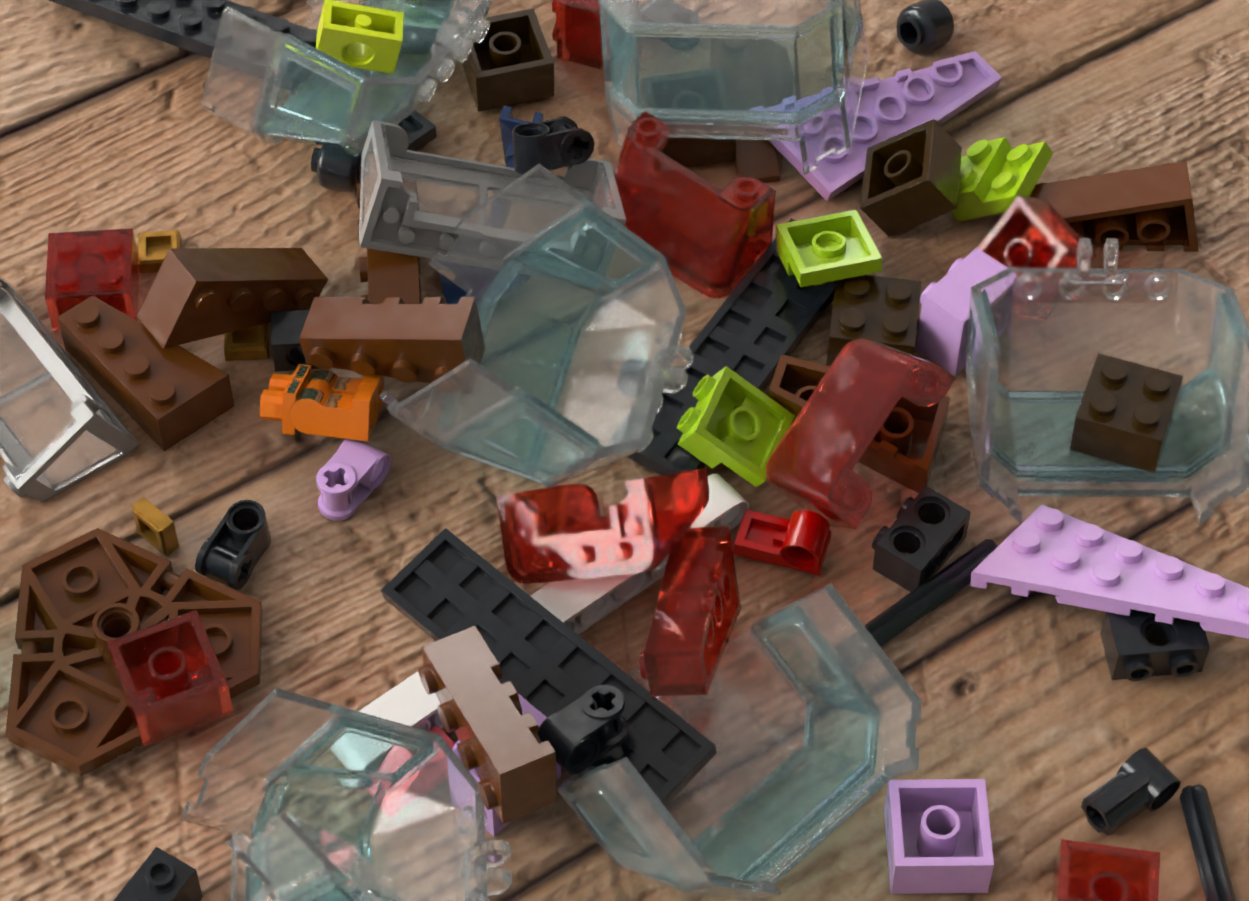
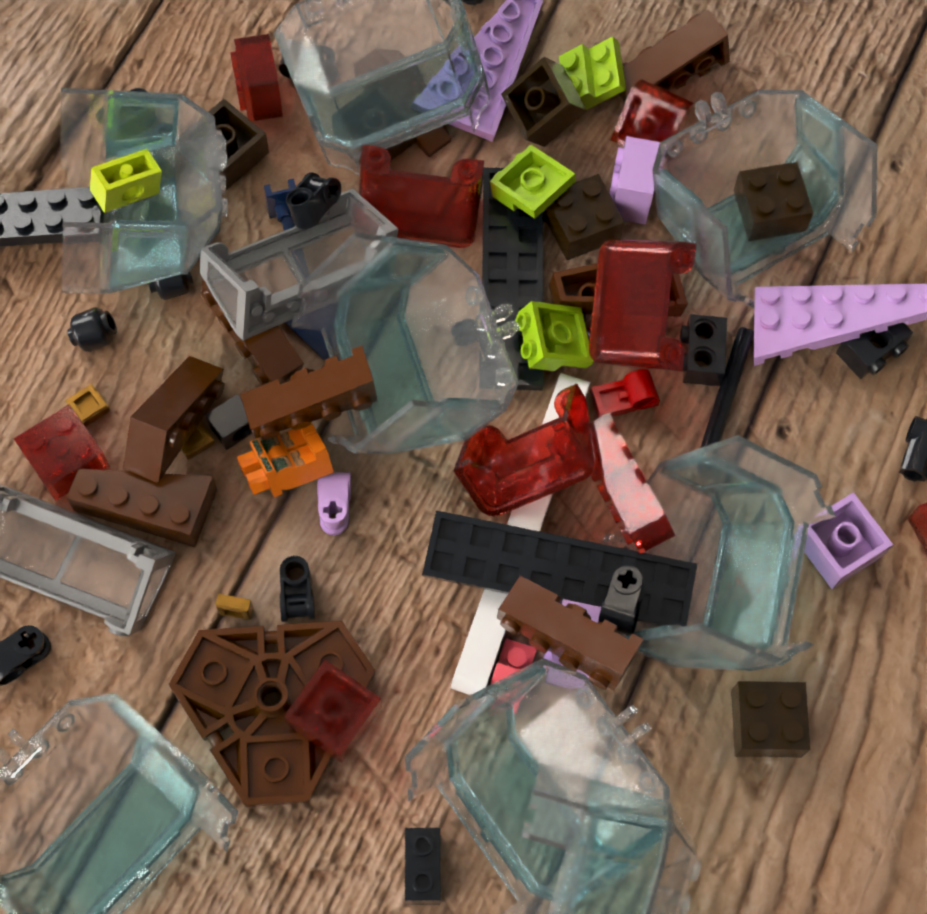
camera: 35 degrees left, 15 degrees up
(220, 176) = (92, 329): none -> black head

